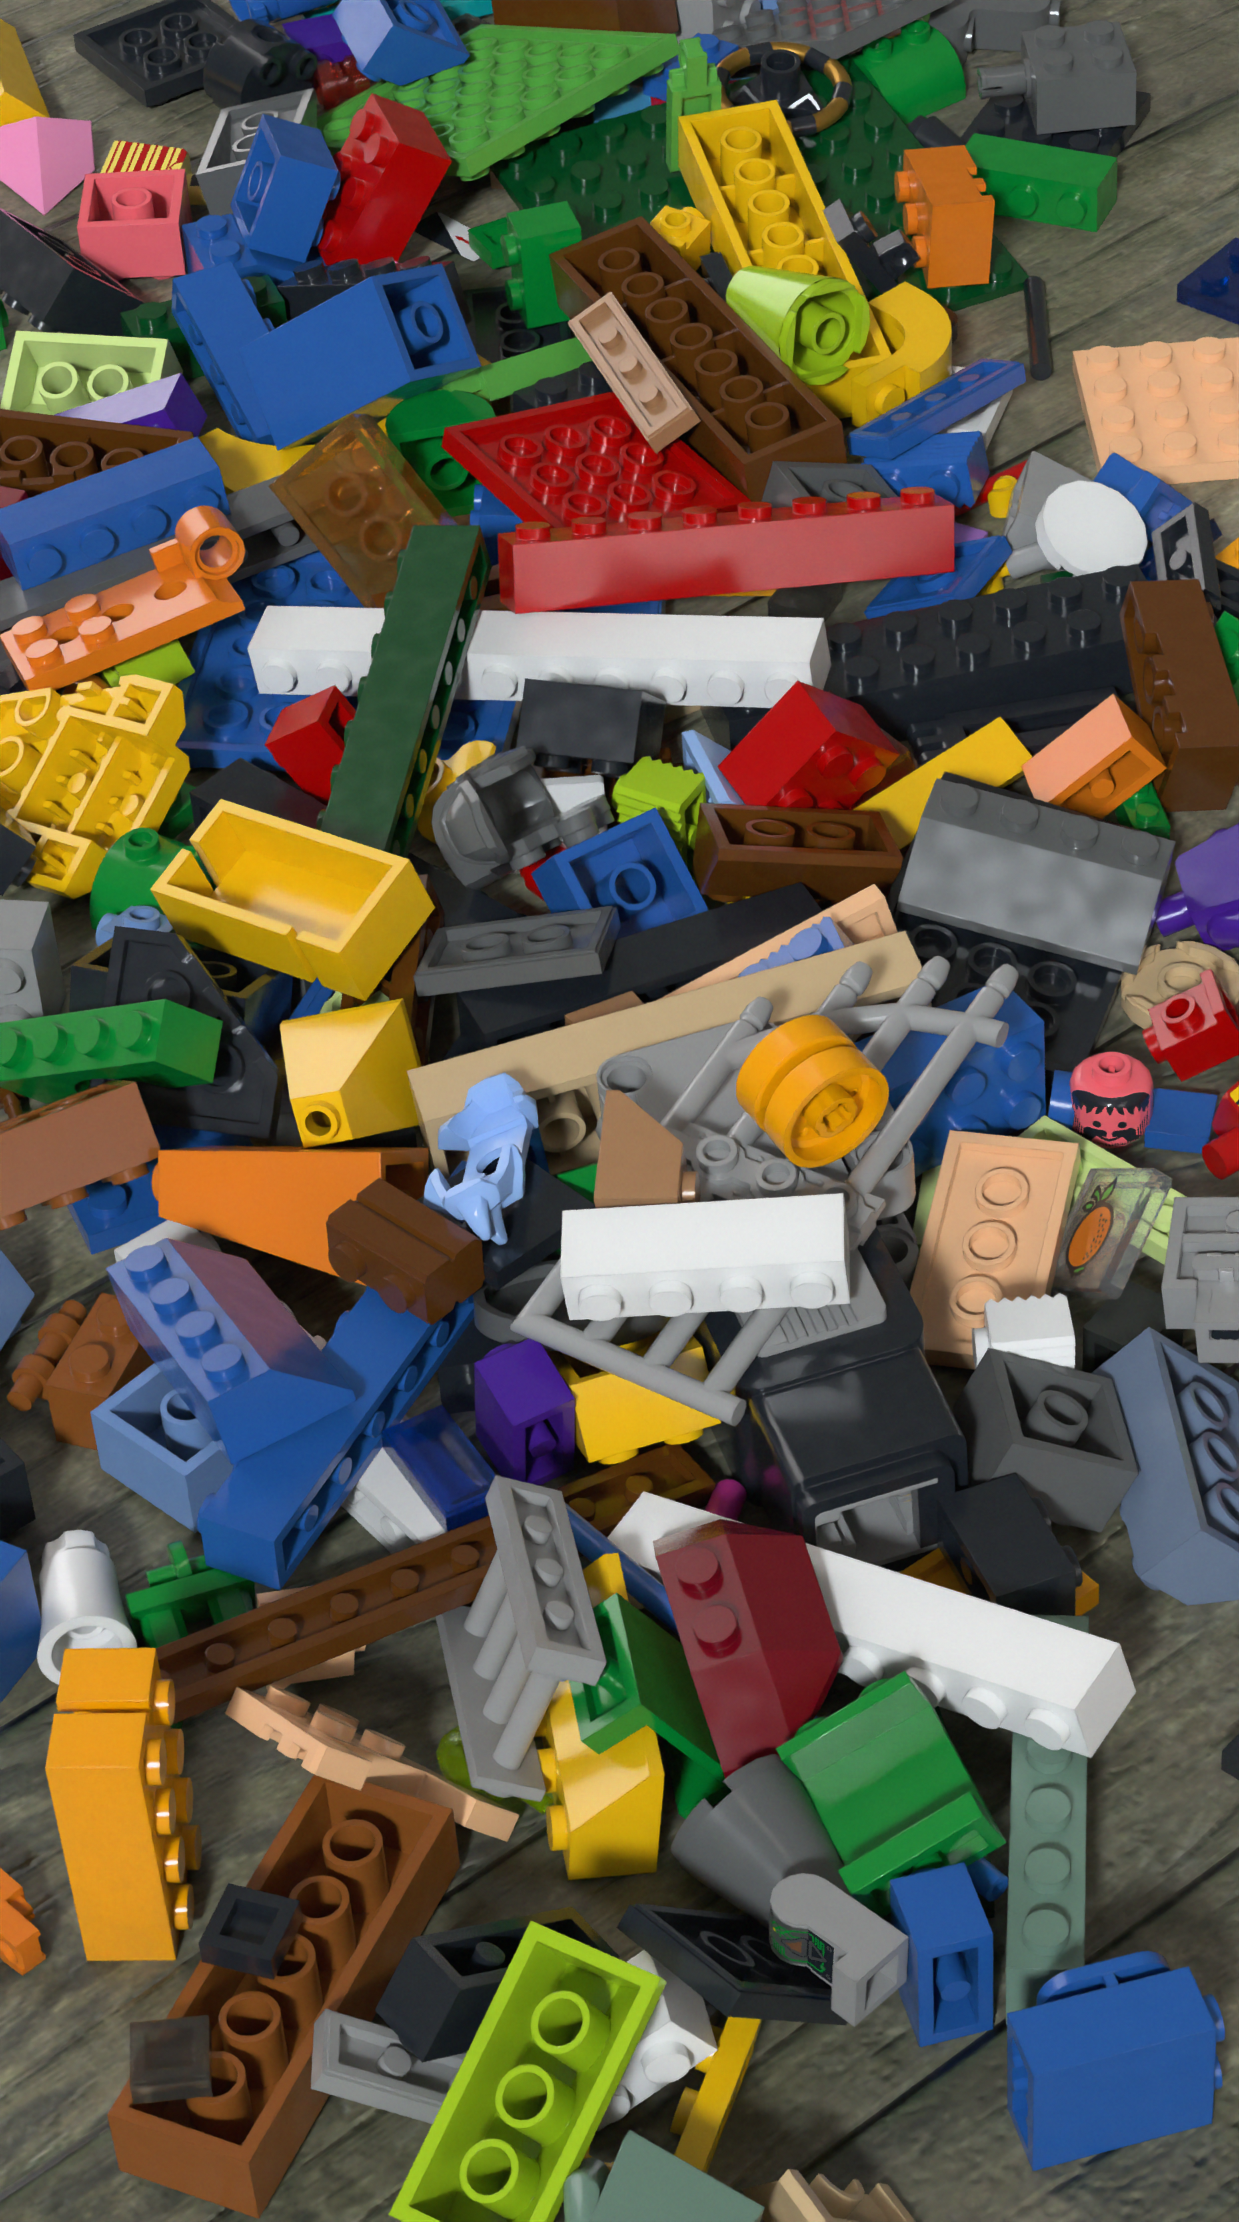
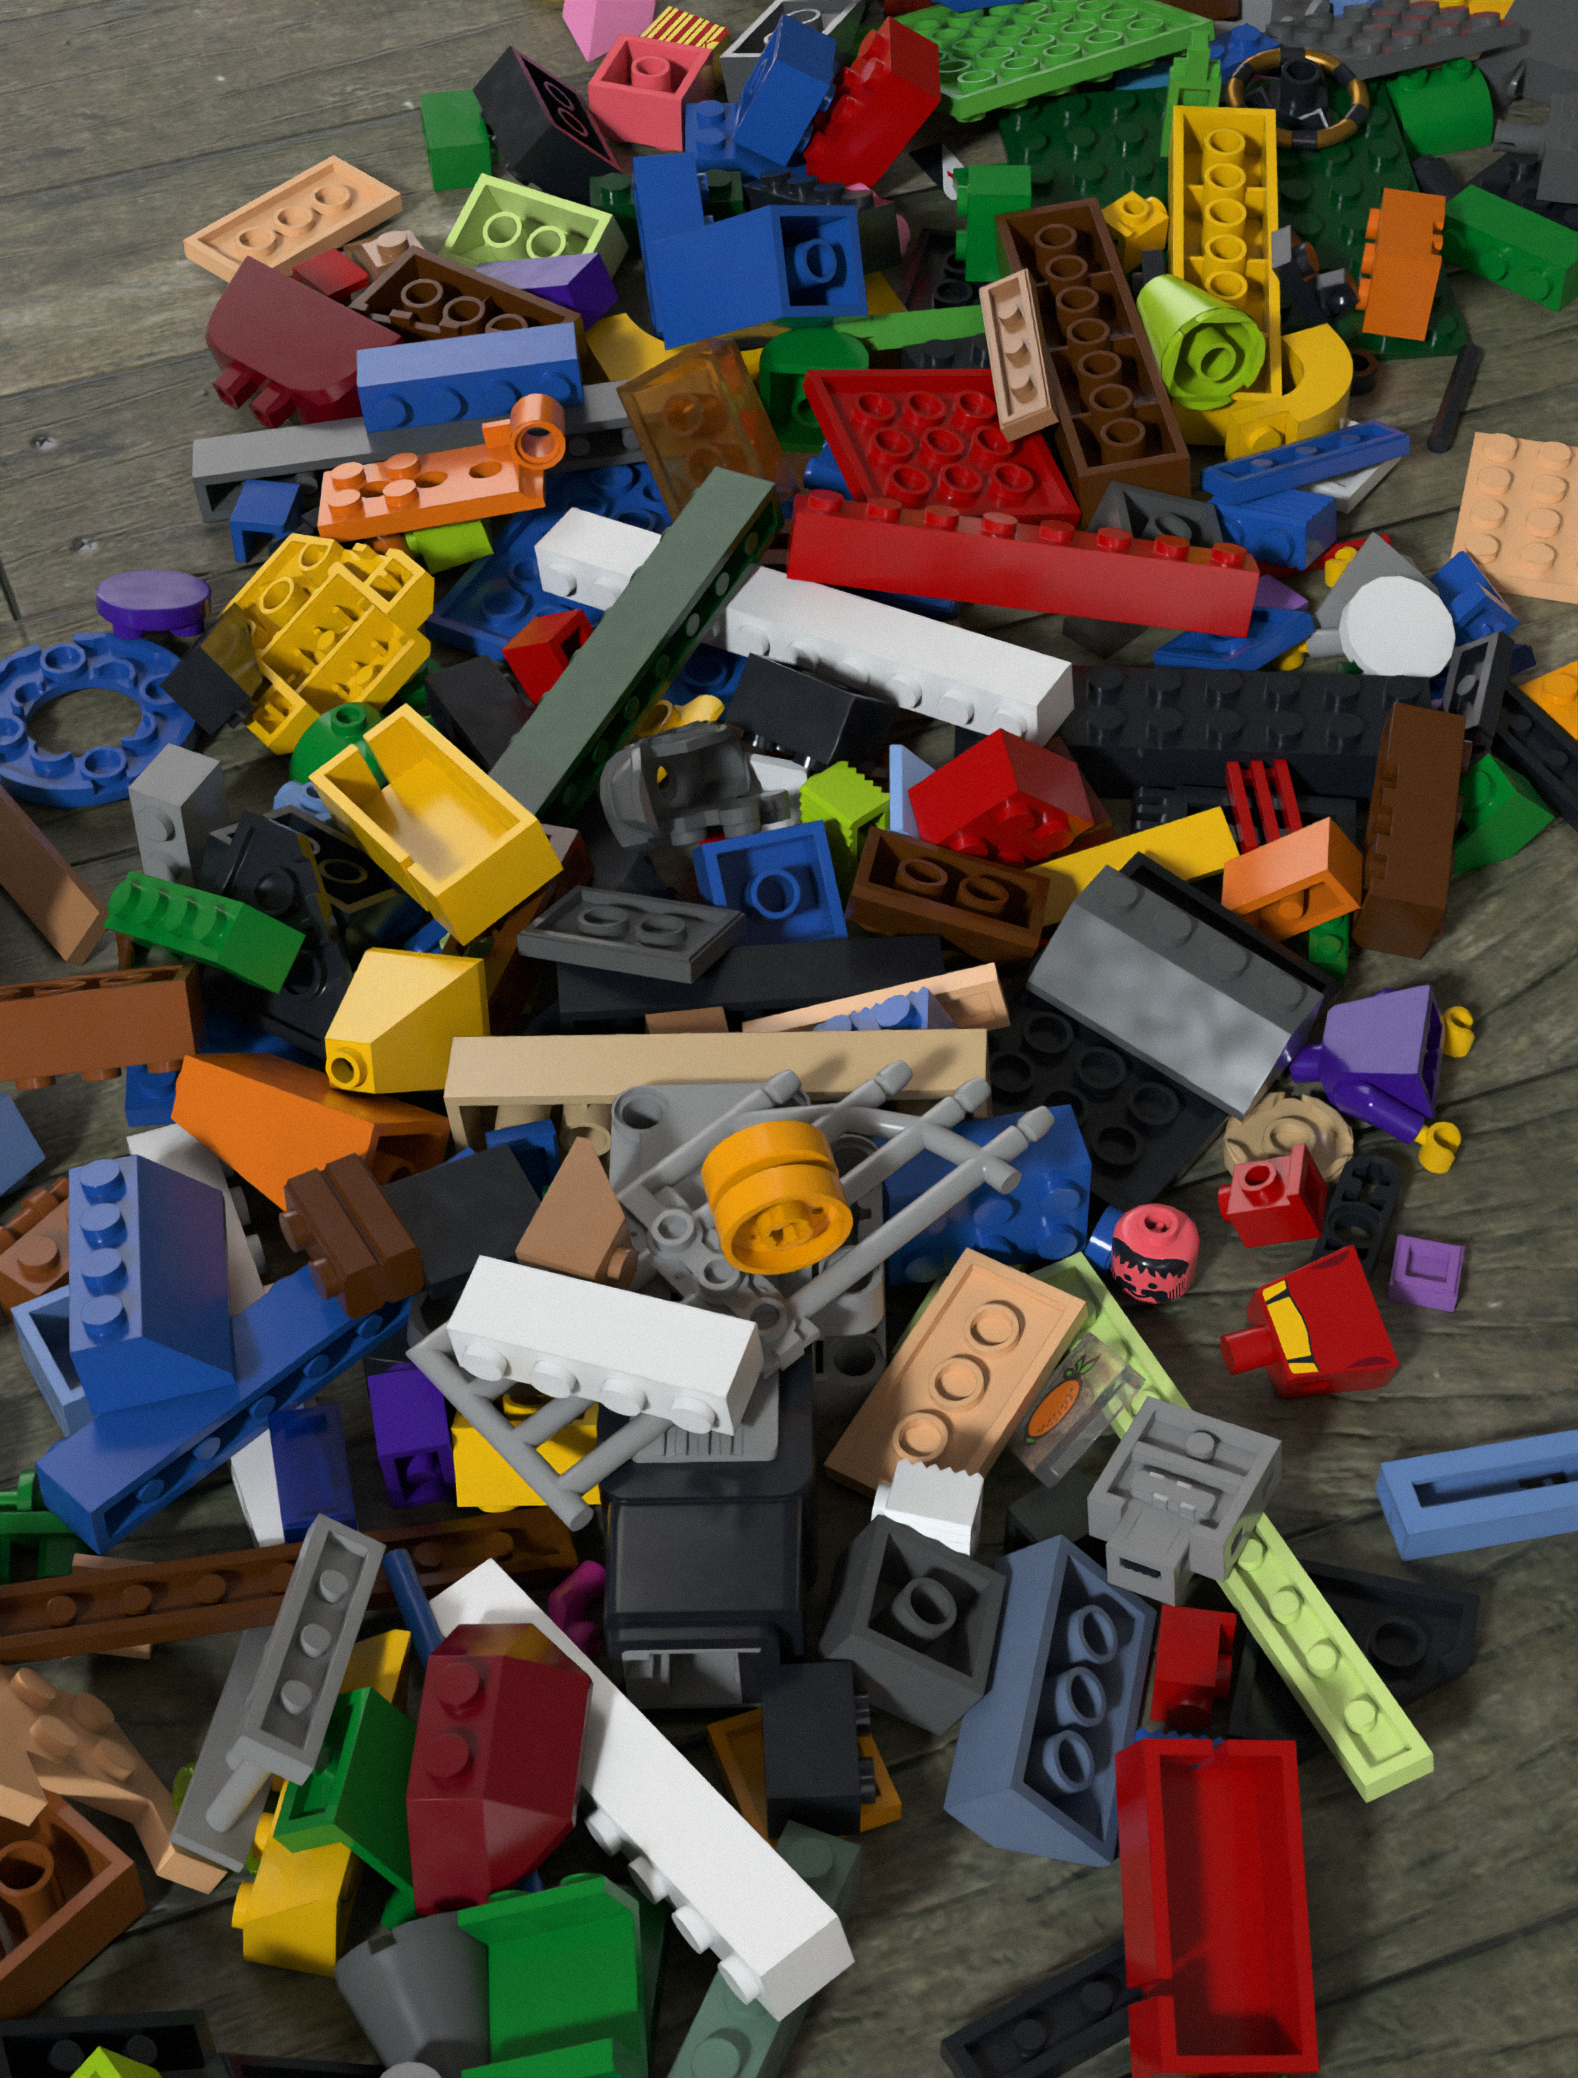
camera: 15 degrees right, 5 degrees up
(491, 1126) = (497, 1129): light blue piece -> none
(1042, 698) = (1260, 779): none -> red tile
(1180, 1120) = (1220, 1293): blue tile -> none

